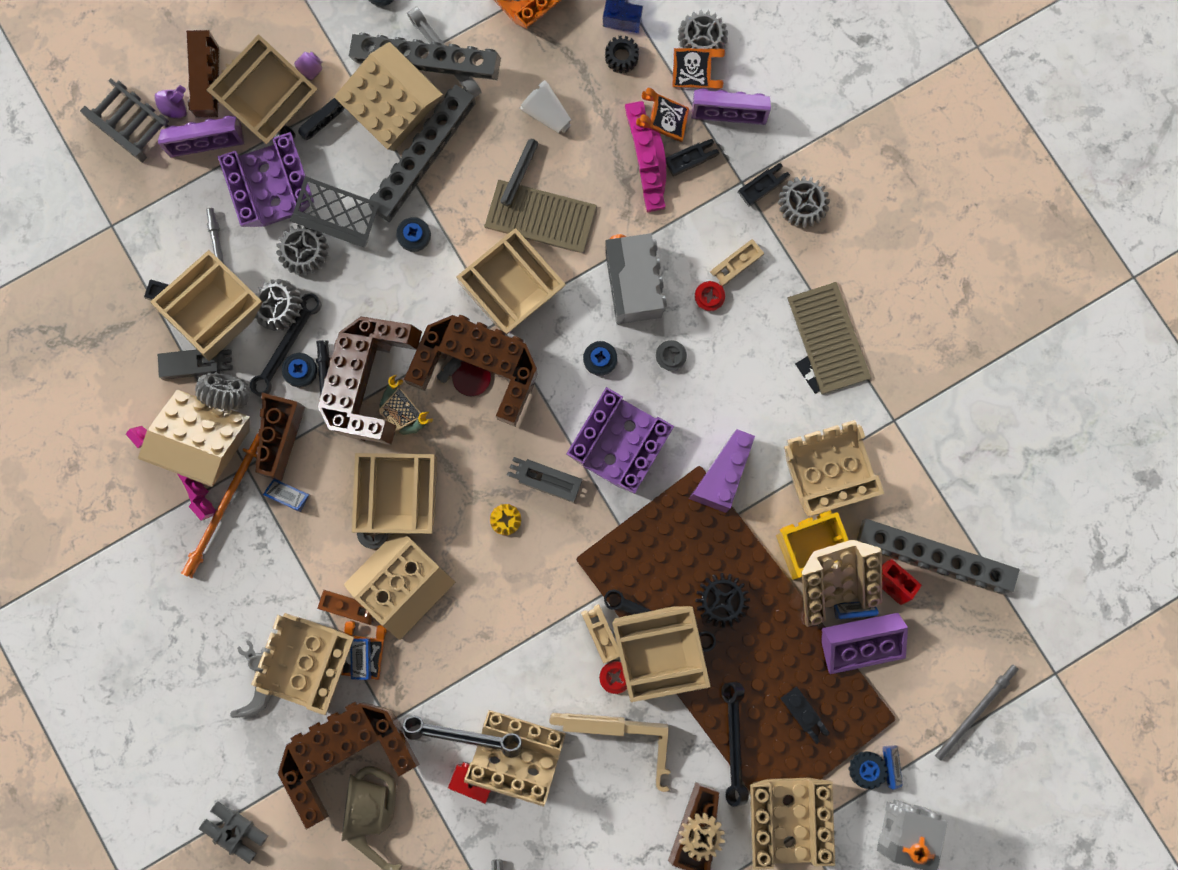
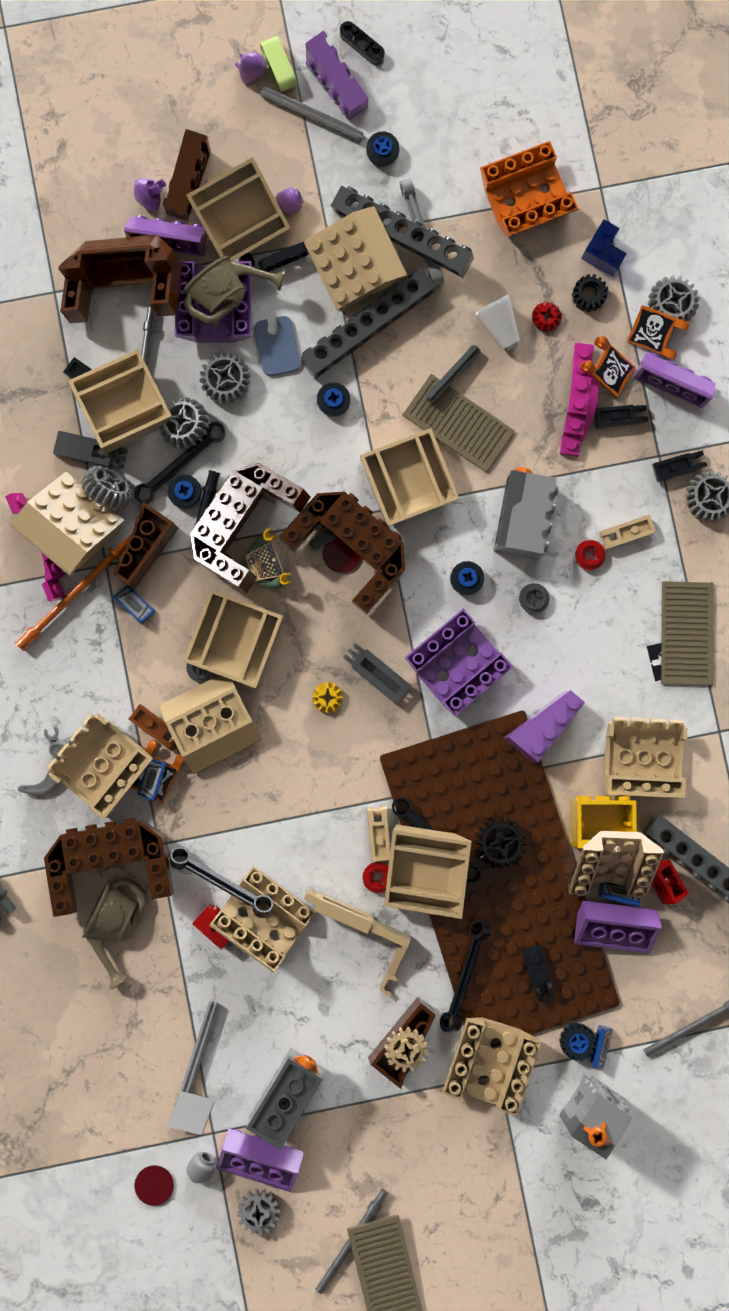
camera: 10 degrees right, 5 degrees up
(122, 137) = (92, 210): dark grey fence -> none
(165, 177) = (119, 264): none -> reddish brown wedge
(268, 166) = (220, 288): none -> dark tan piece
(330, 228) = (255, 365): dark grey fence -> none
(347, 185) = (277, 351): none -> sand blue piece
(581, 92) = (538, 319): none -> red gear

